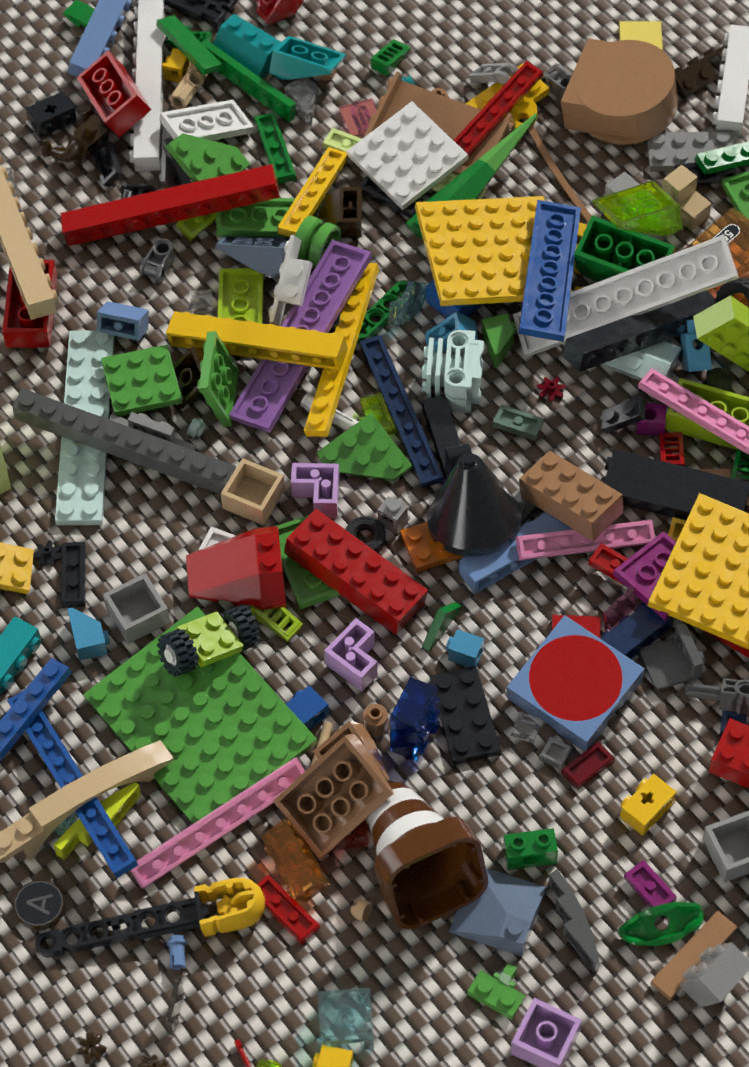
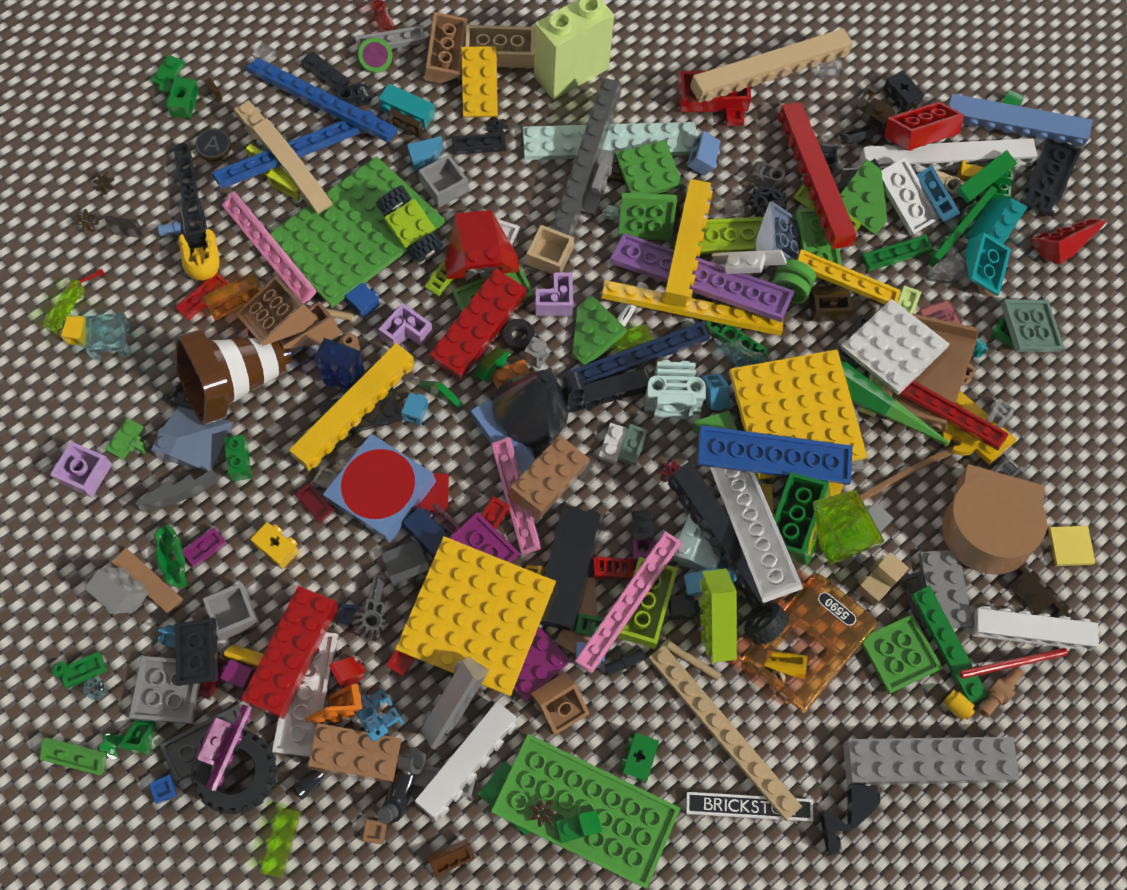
camera: 80 degrees right, 10 degrees up
(30, 663) = (405, 123): none -> dark brown plate
(67, 288) = (734, 116): none -> red plate
(197, 263) = (763, 196): none -> black gear
(209, 92) = (938, 194): none -> dark azure slope
(383, 33) = (1032, 326): none -> sand green plate
(408, 562) = (494, 359): none -> green slope
(437, 931) = (179, 398): none -> black hose
(471, 713) = (352, 407): none -> yellow brick
(514, 444) = (613, 443): none -> white plate

